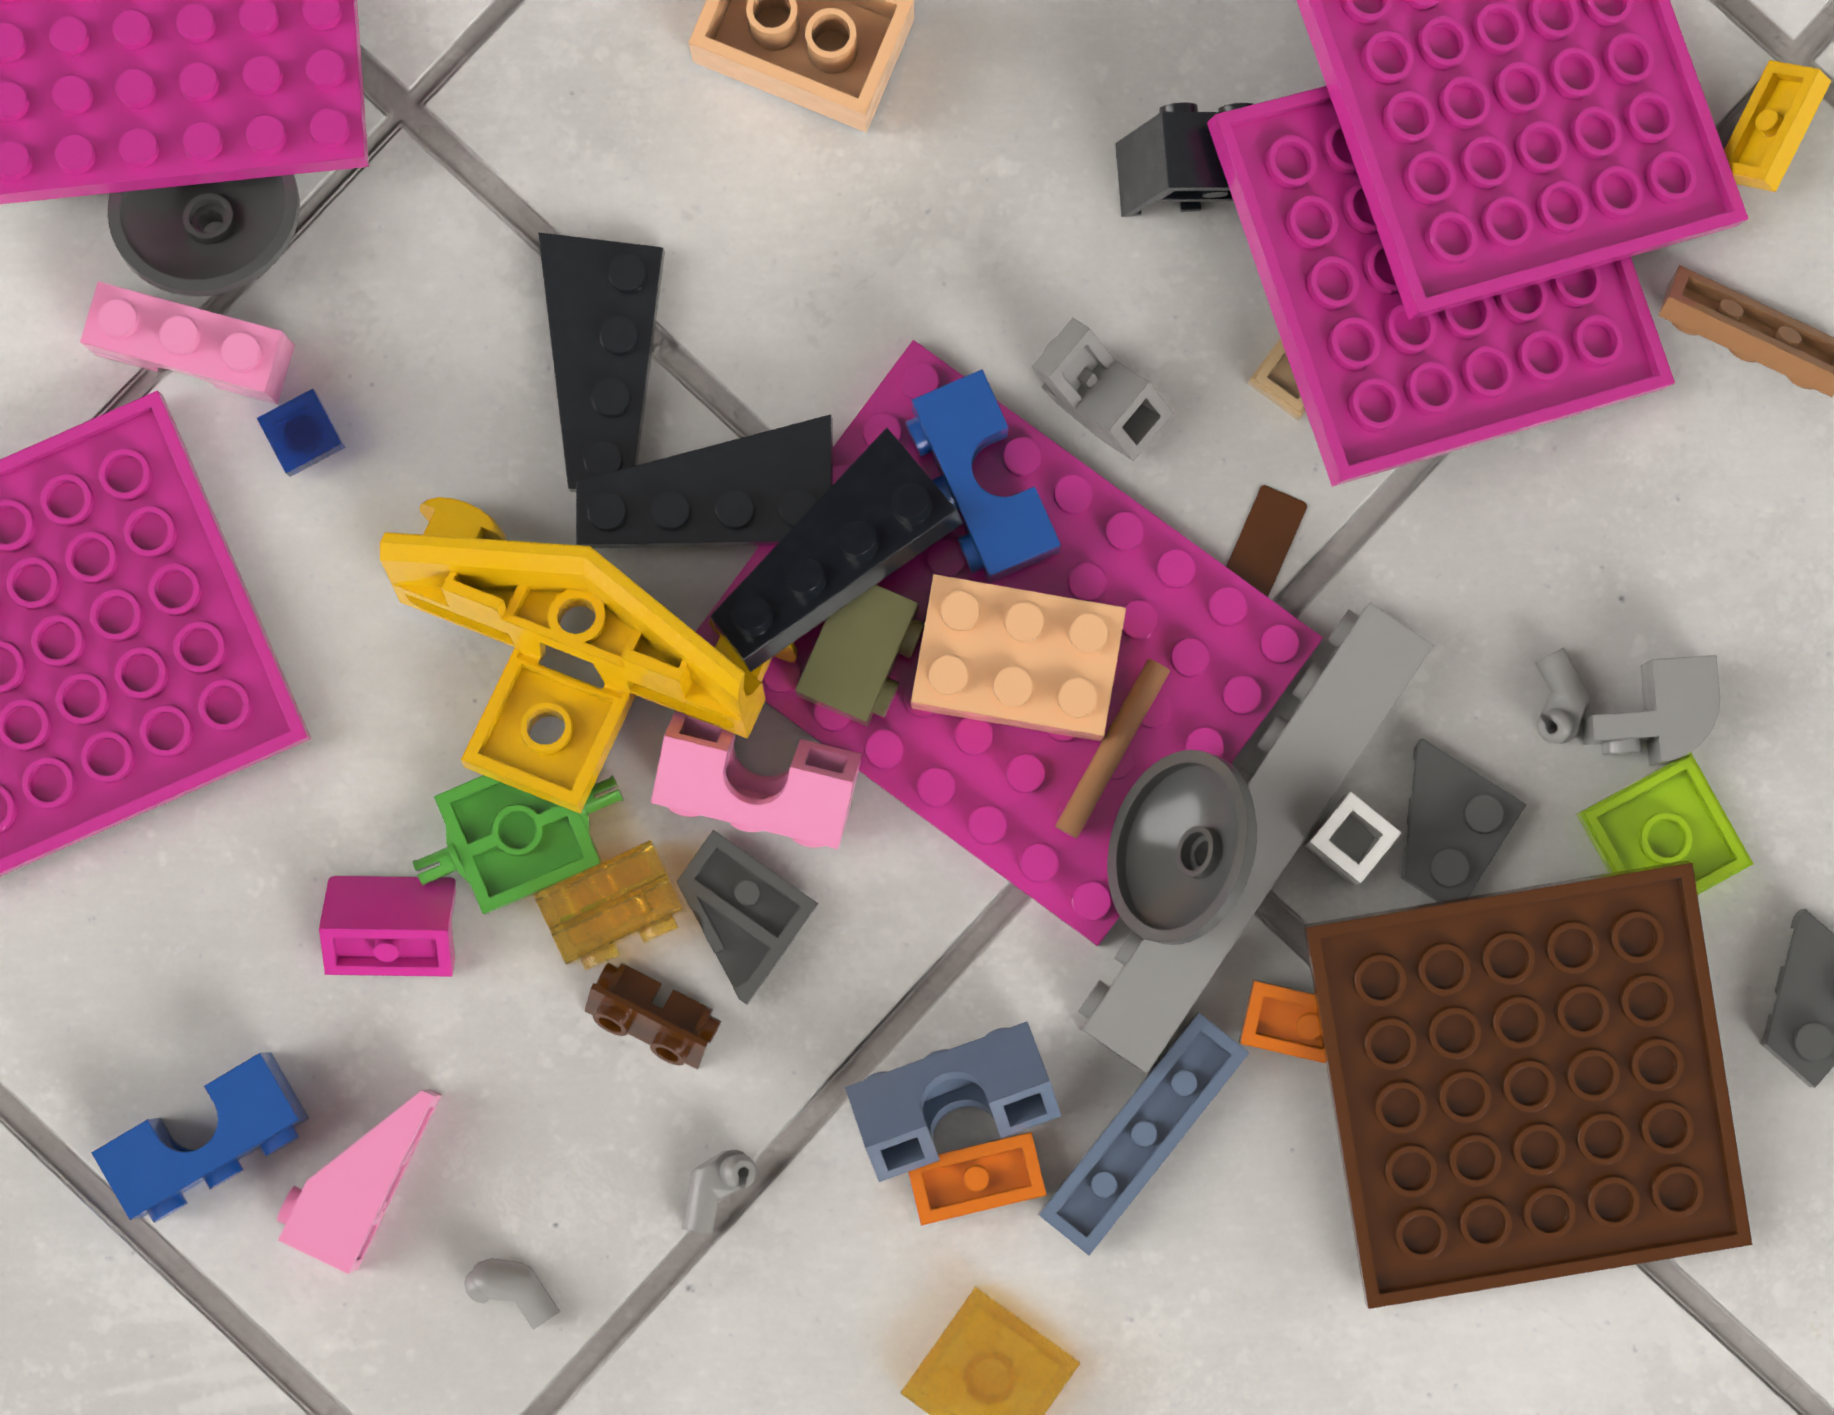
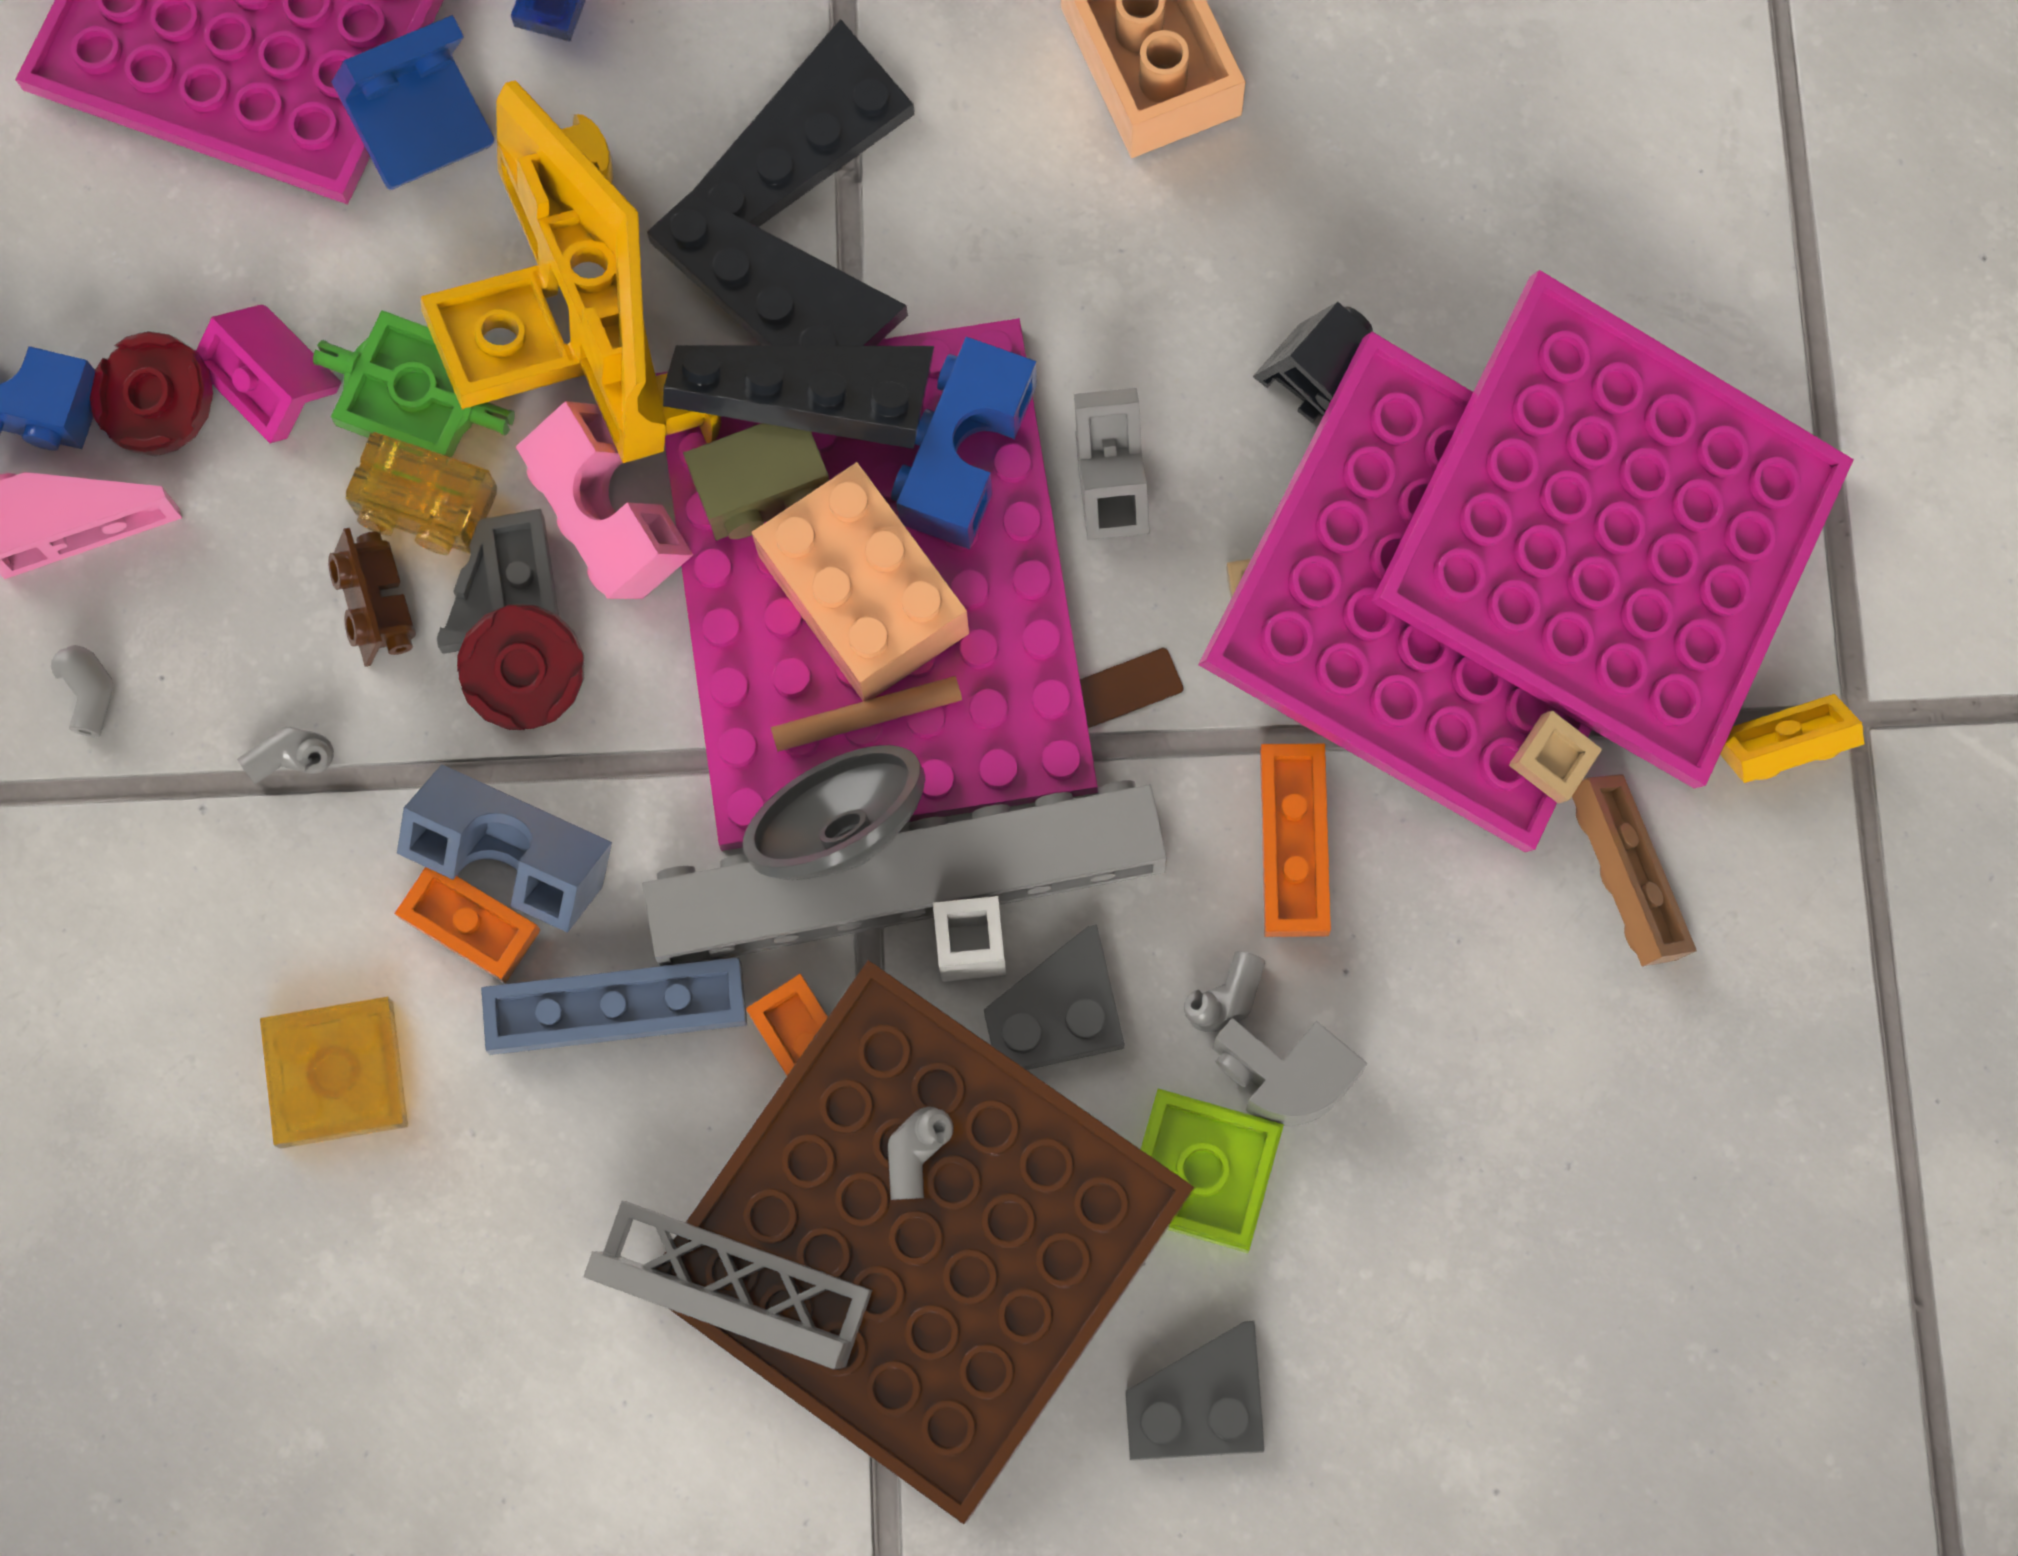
camera: 45 degrees right, 10 degrees down
(294, 617) = (413, 104): none -> blue bracket
(324, 1027) = (151, 393): none -> dark red tile
(822, 959) = (520, 667): none -> dark red tile
(1448, 1269) = (721, 1309): none -> light grey fence
(1470, 1028) = (911, 1146): none -> light grey arm
(1500, 539) = (1295, 840): none -> orange plate
(1633, 303) = (1555, 757): none -> tan plate

